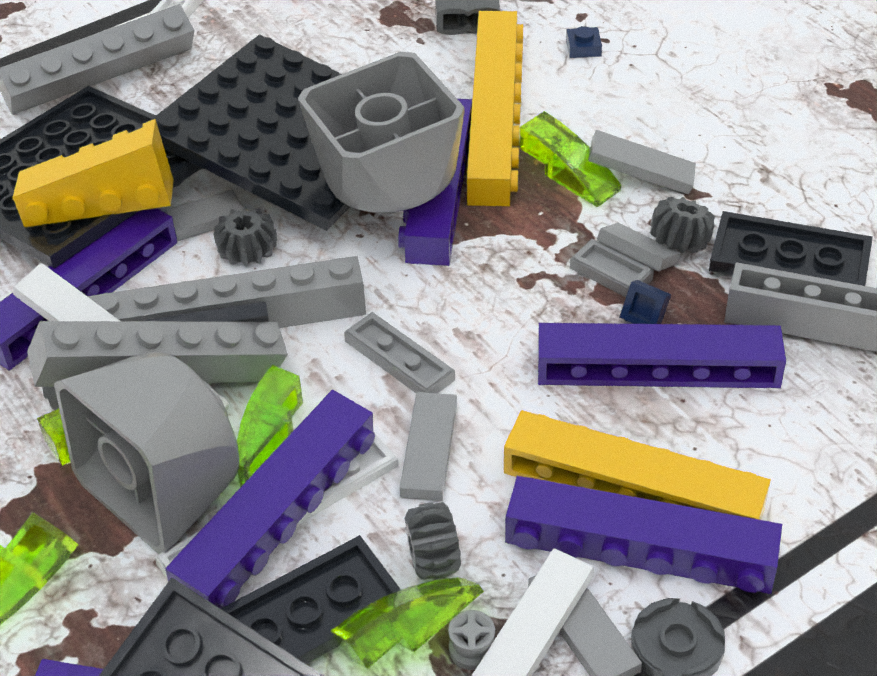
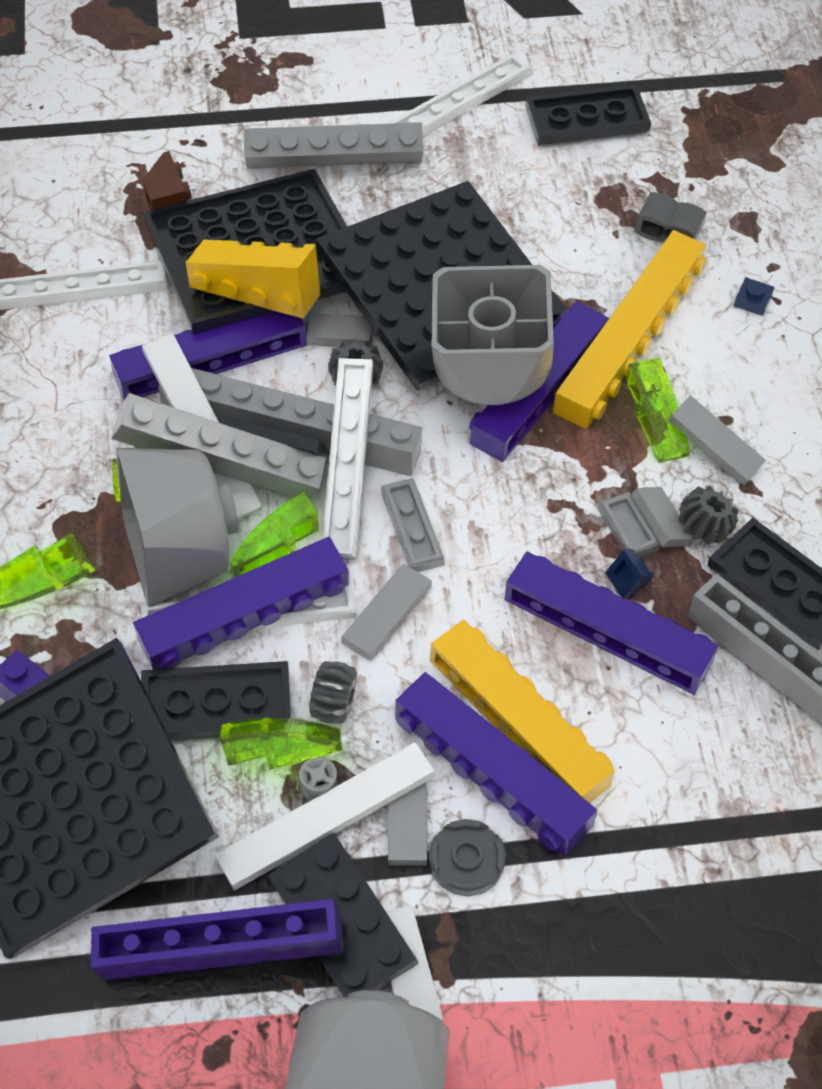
camera: 25 degrees right, 10 degrees up
(296, 305) = (348, 455): none -> white tile

